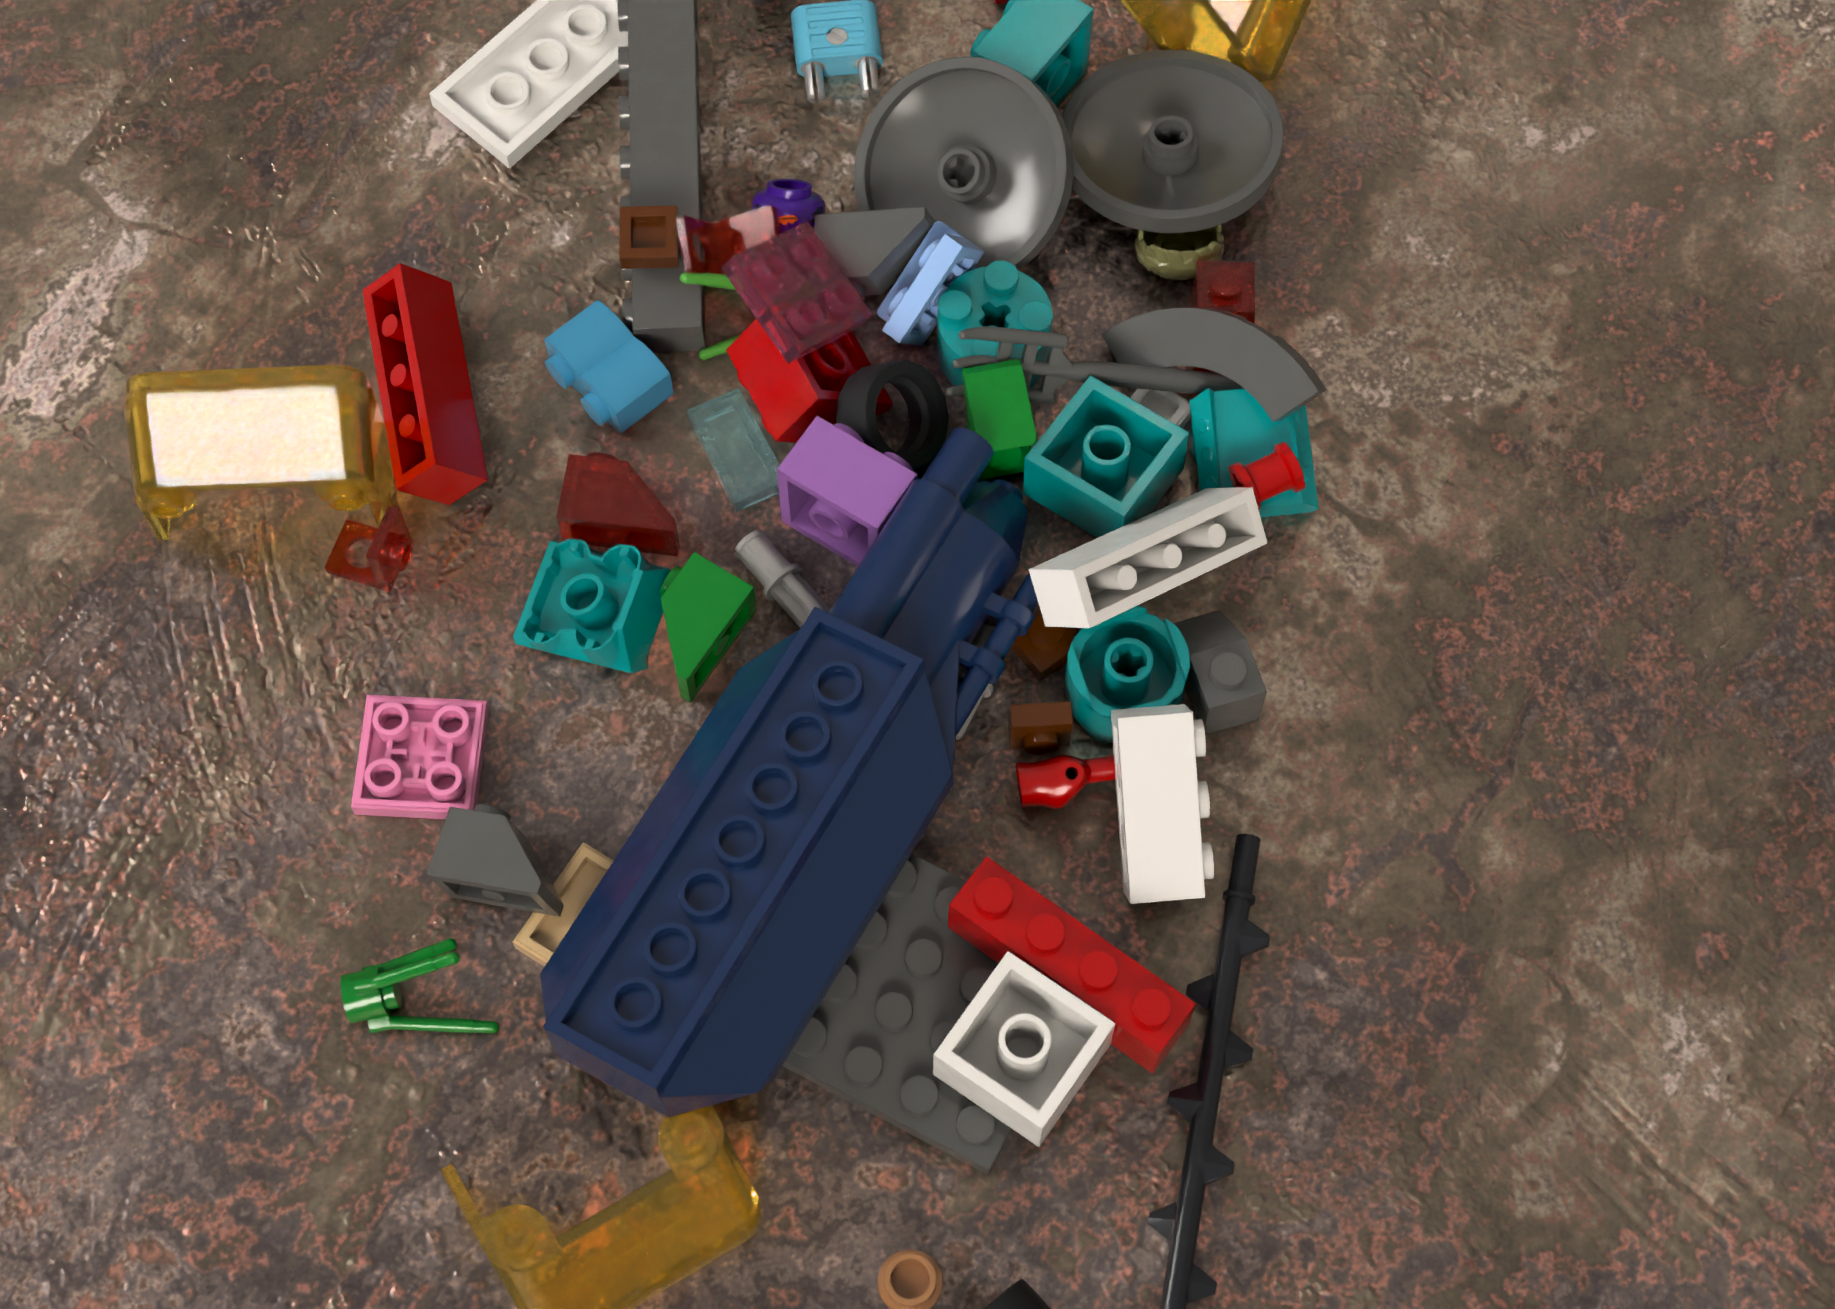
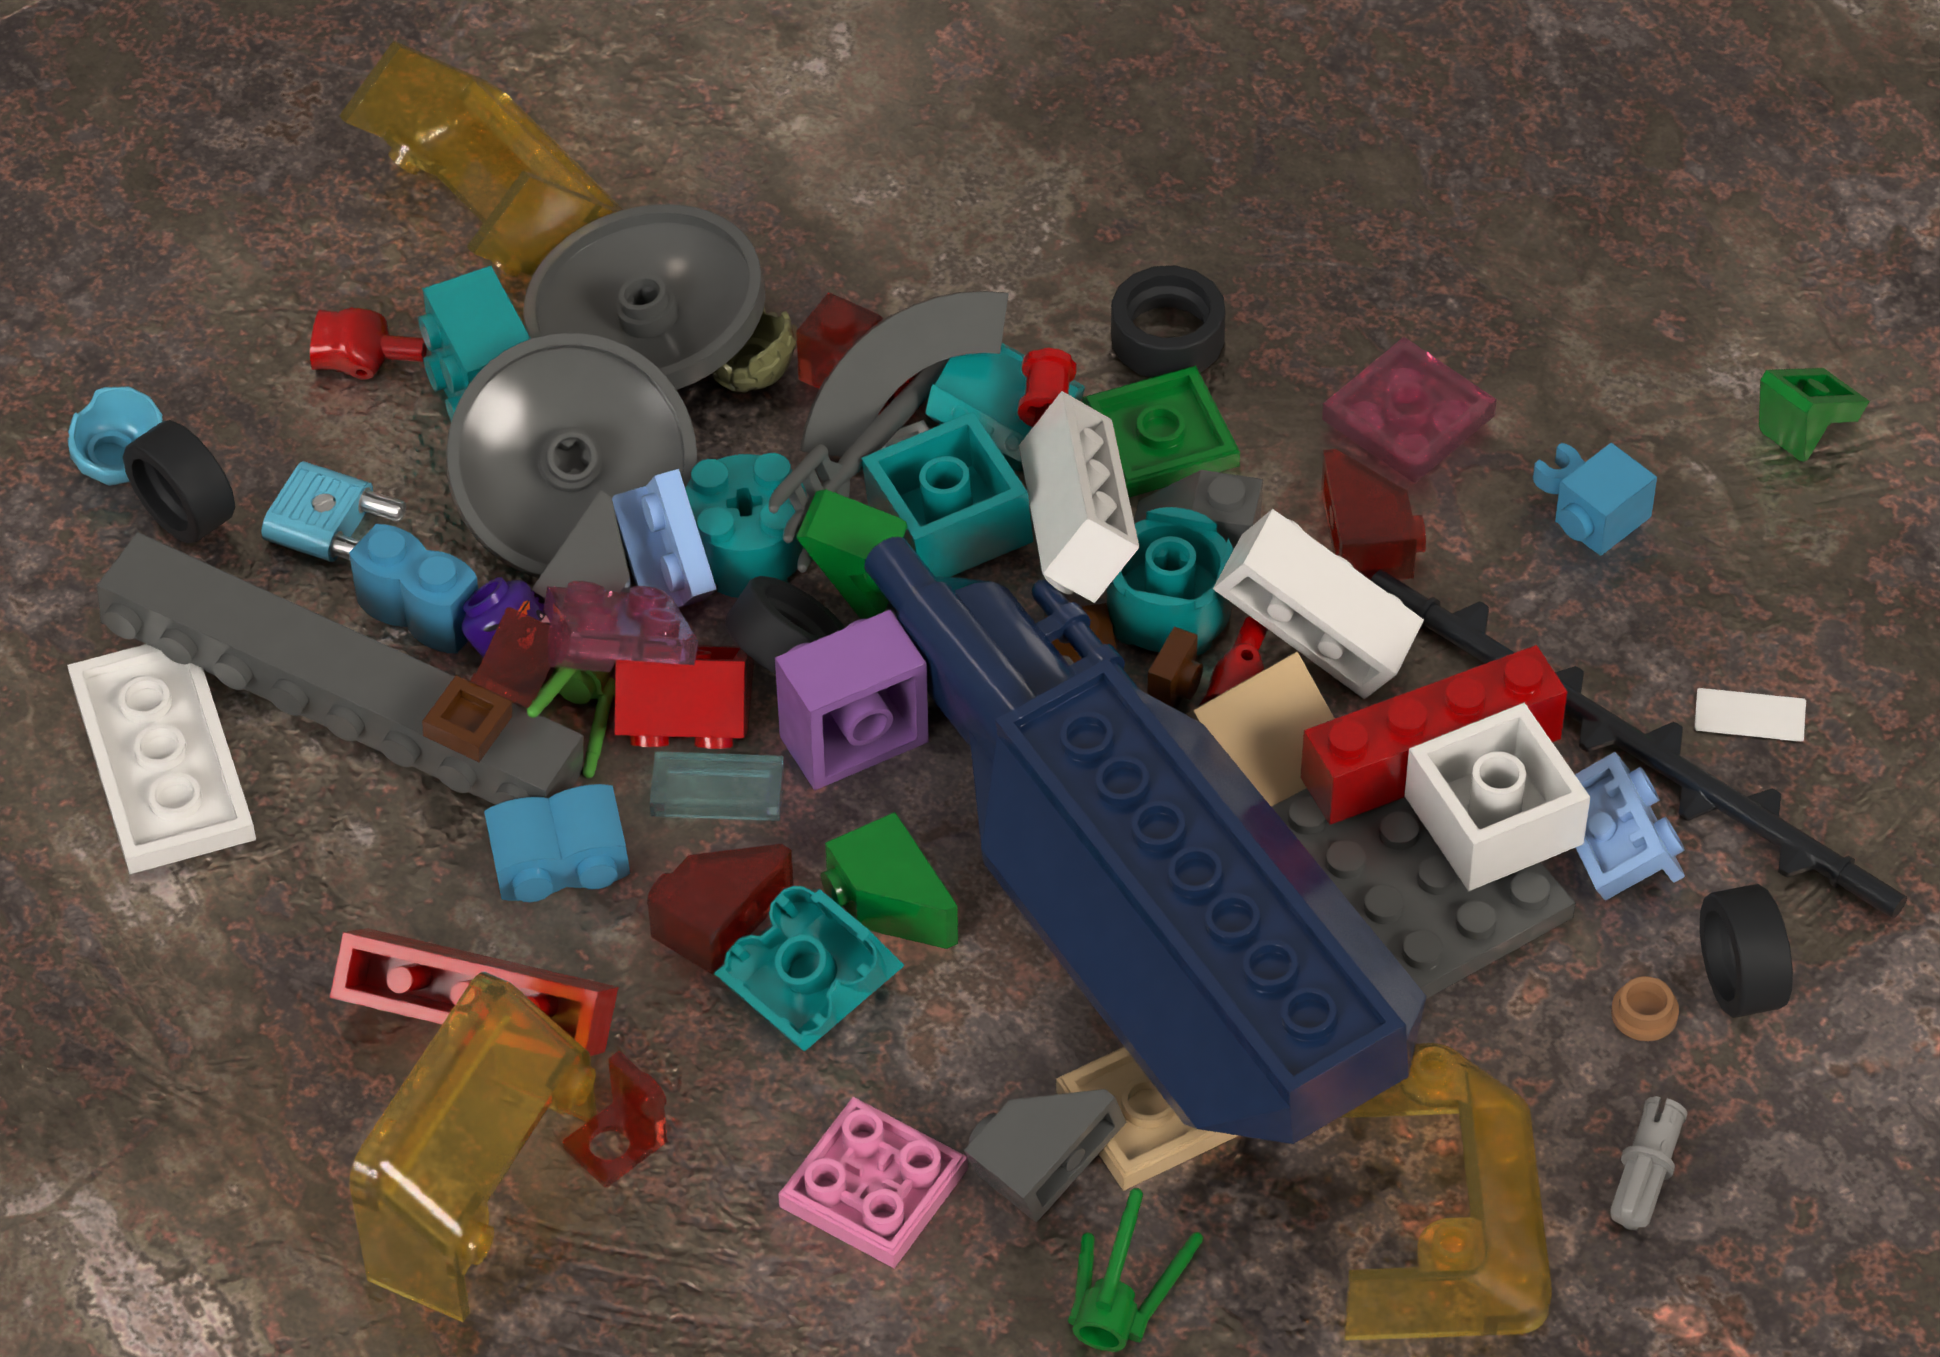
camera: 60 degrees left, 15 degrees down
(778, 577) = (910, 804): light grey axle -> none
(792, 130) = (412, 586): none -> dark azure brick
(1012, 823) = (1265, 724): none -> tan tile
(1091, 1169) = (1622, 832): none -> light blue bracket
(1296, 801) = (1370, 518): none -> clear red slope
(1300, 1225) = (1750, 714): none -> white sticker
(1305, 590) = (1166, 429): none -> green tile
(1431, 496) = (1167, 288): none -> black tyre
(1450, 979) = (1599, 497): none -> dark azure brick
(1452, 775) = (1409, 409): none -> clear pink plate
(1680, 1113) = (1802, 404): none -> green slope

